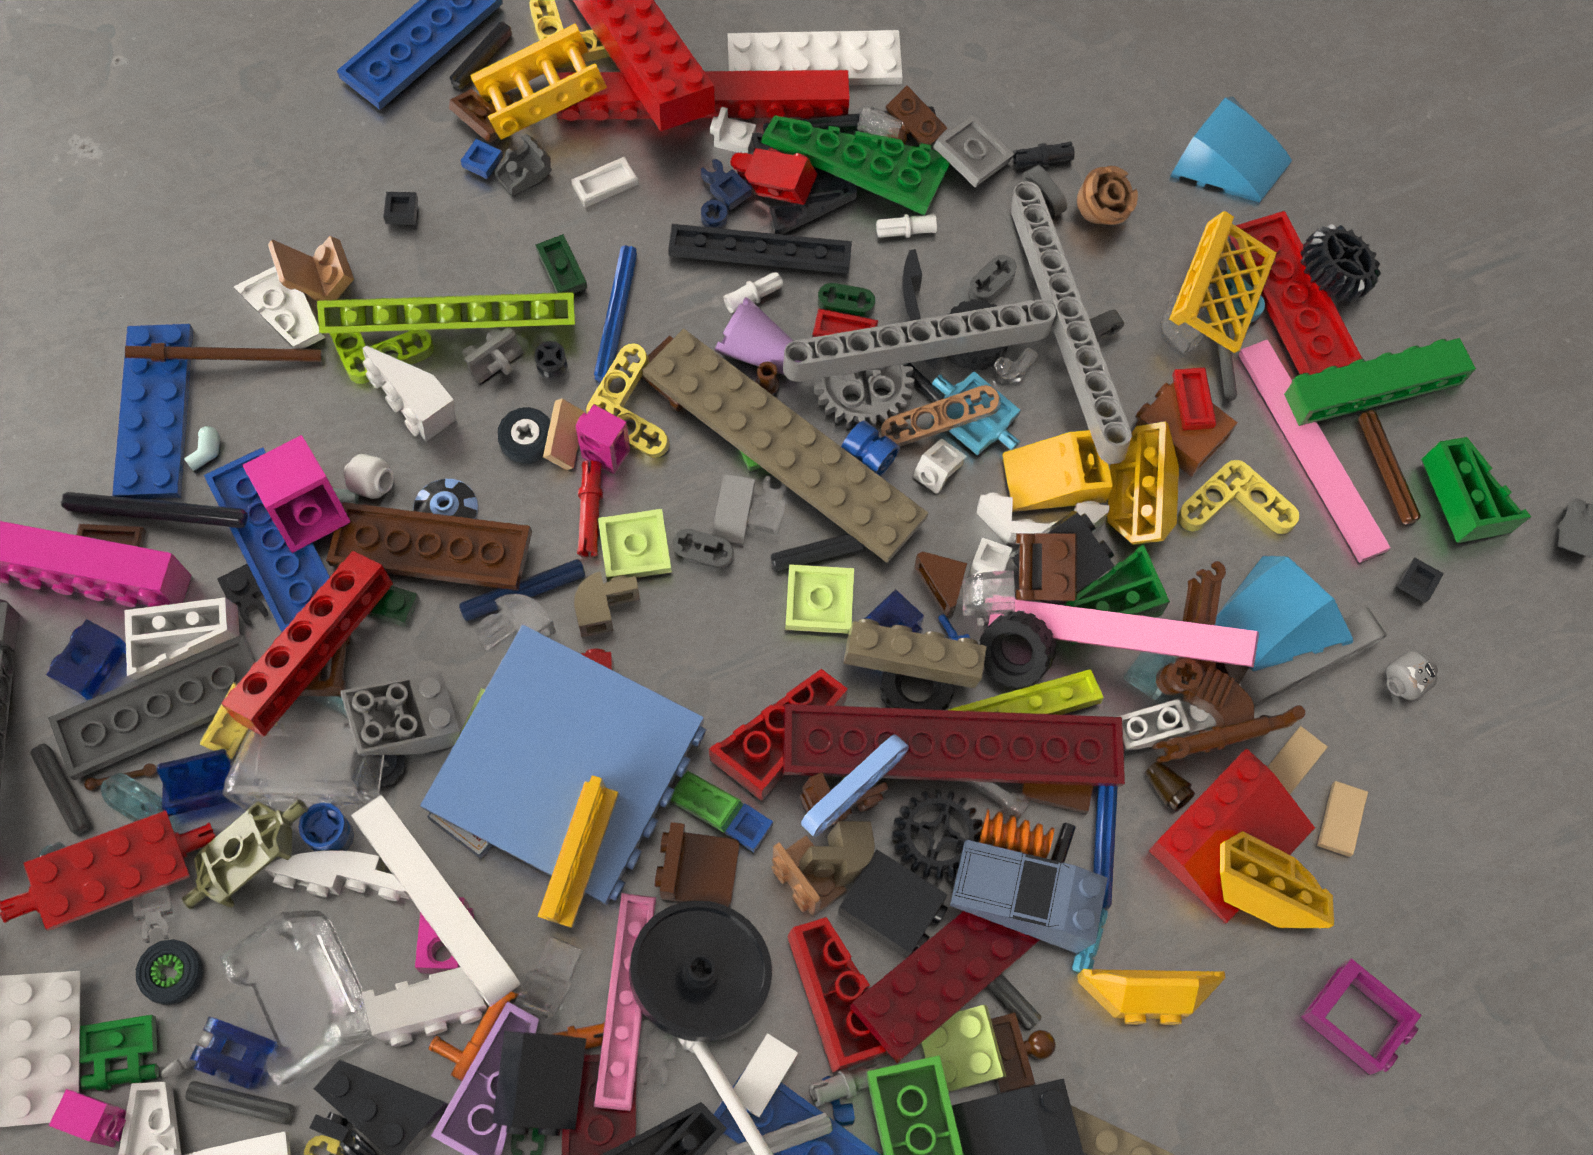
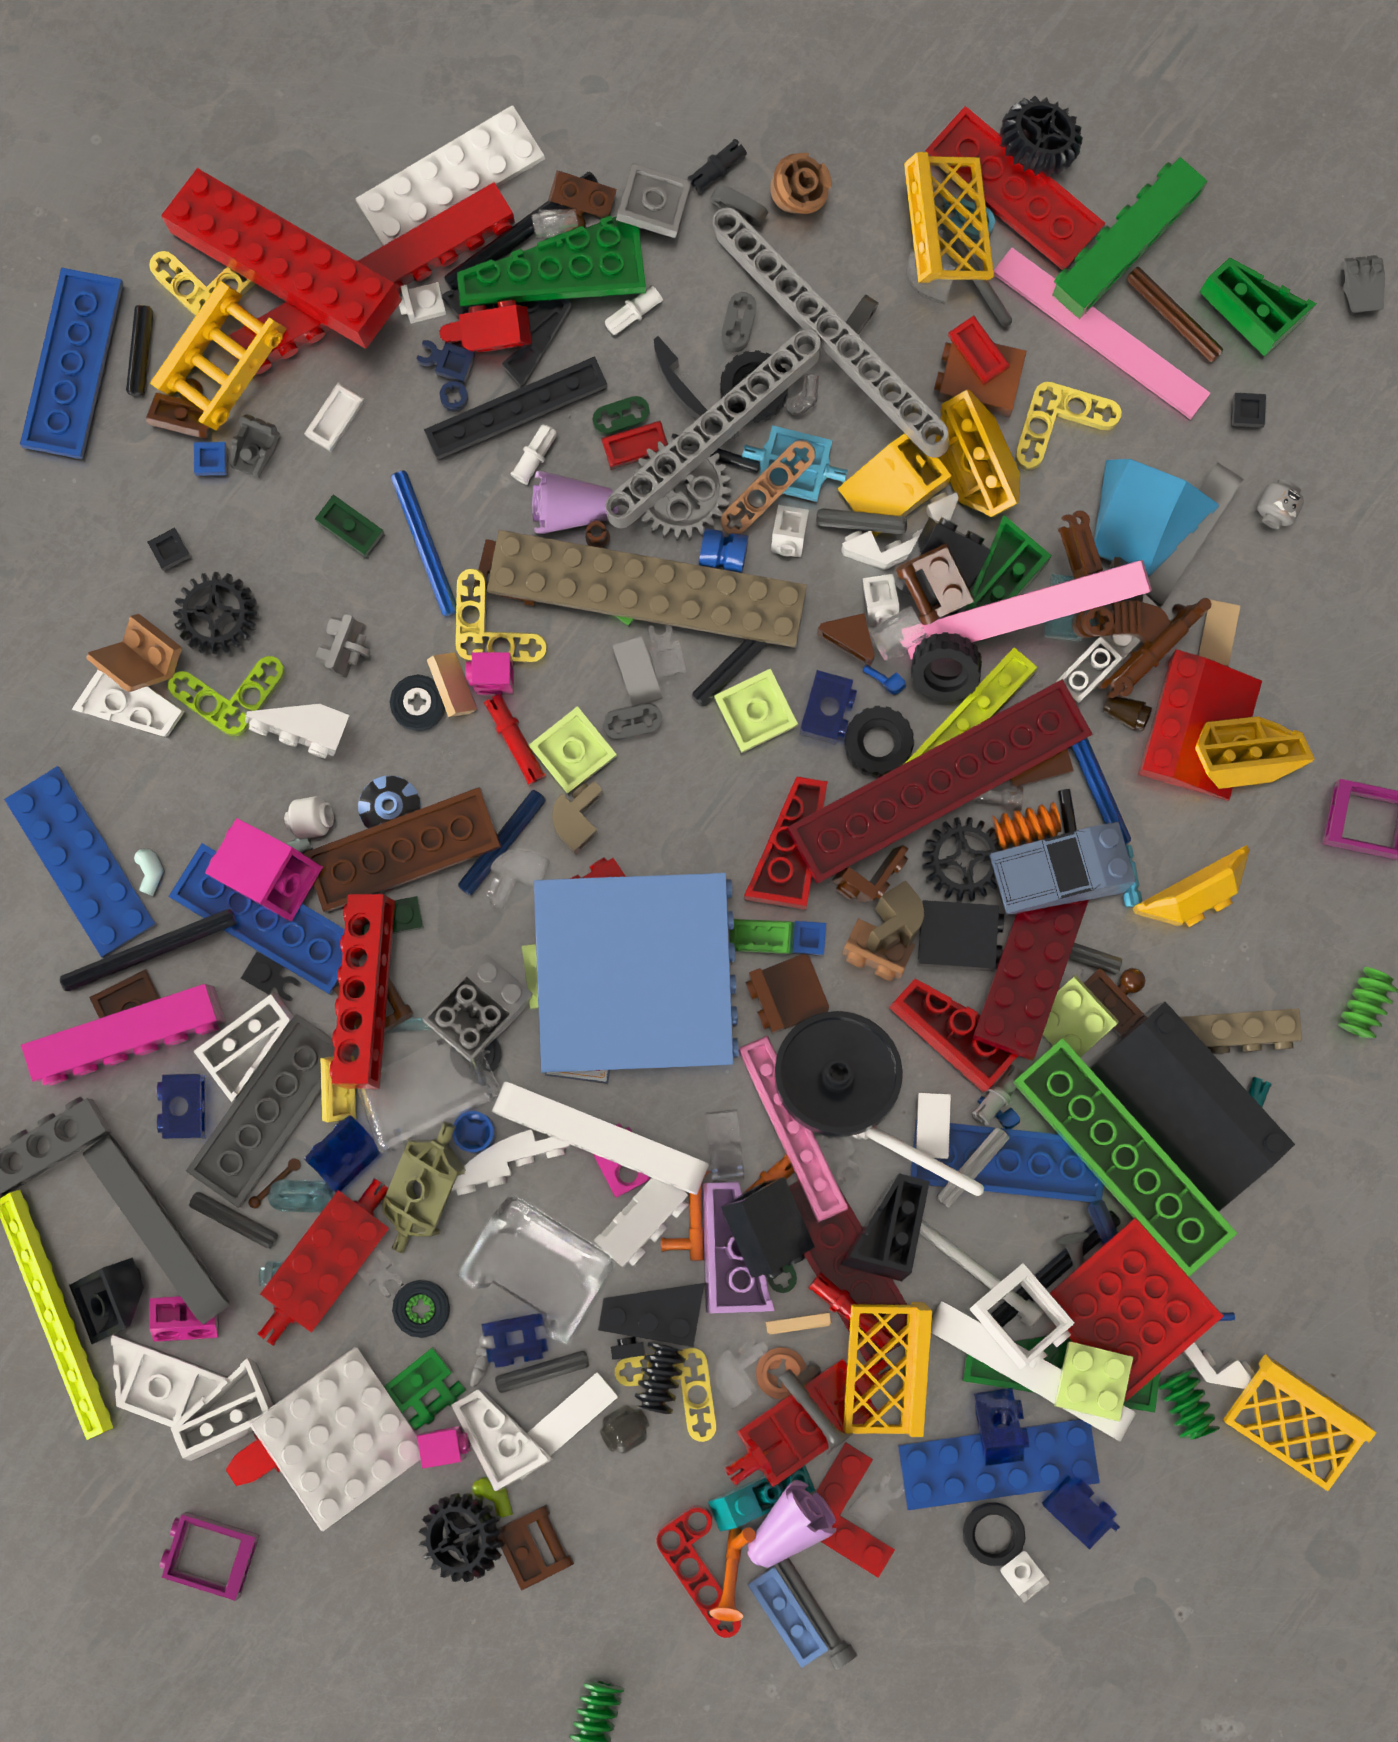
camera: 20 degrees left, 15 degrees up
(160, 353) = (56, 809): reddish brown bar -> none
(402, 264) = (203, 612): none -> black gear
(445, 312) = (284, 631): lime brick -> none
(551, 352) = (391, 619): black wheel -> none
(578, 853) = (691, 1040): yellow fence -> none
(854, 785) = (882, 864): light blue beam -> none
(915, 654) = (866, 722): dark tan brick -> none
(1009, 488) = (861, 521): none -> dark grey axle
(1234, 154) = (890, 66): dark azure wedge -> none
(1342, 819) = (1280, 660): tan tile -> none

